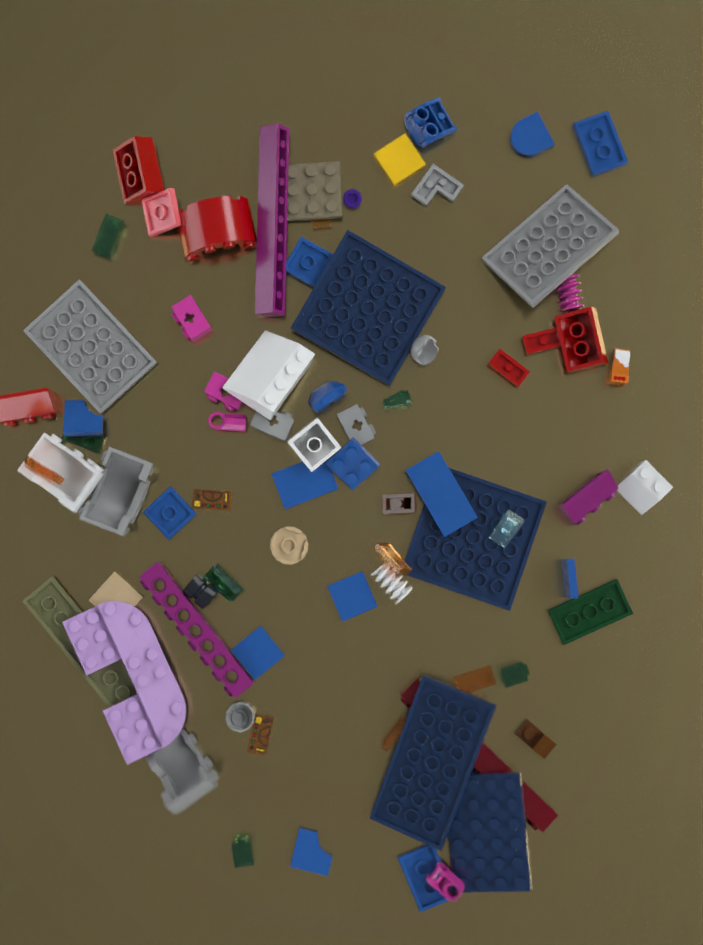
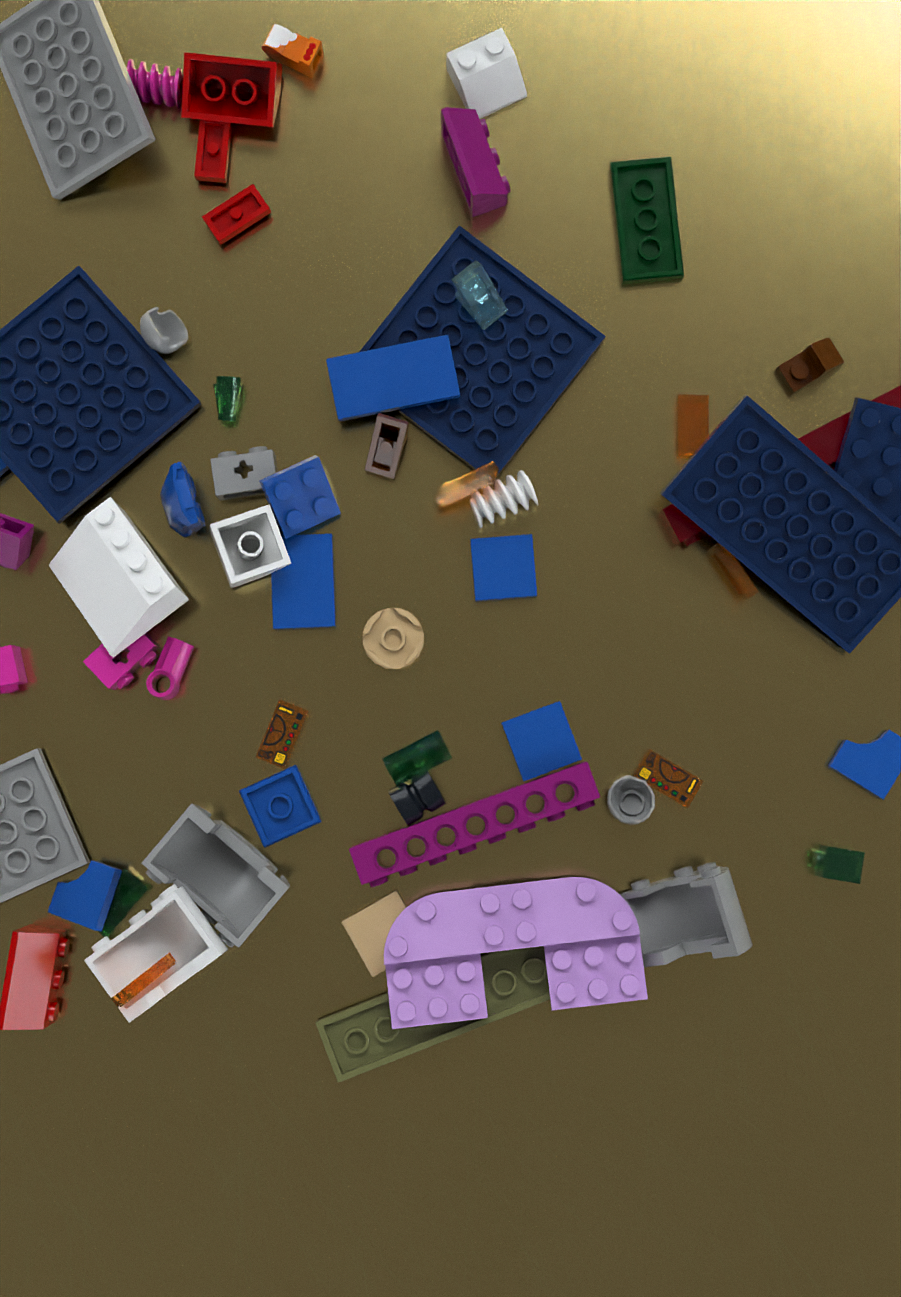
camera: 65 degrees left, 0 degrees up
(278, 431) = (210, 592): light grey brick -> none
(514, 673) = (702, 362): clear green brick -> none
(569, 578) = (587, 228): blue tile -> none

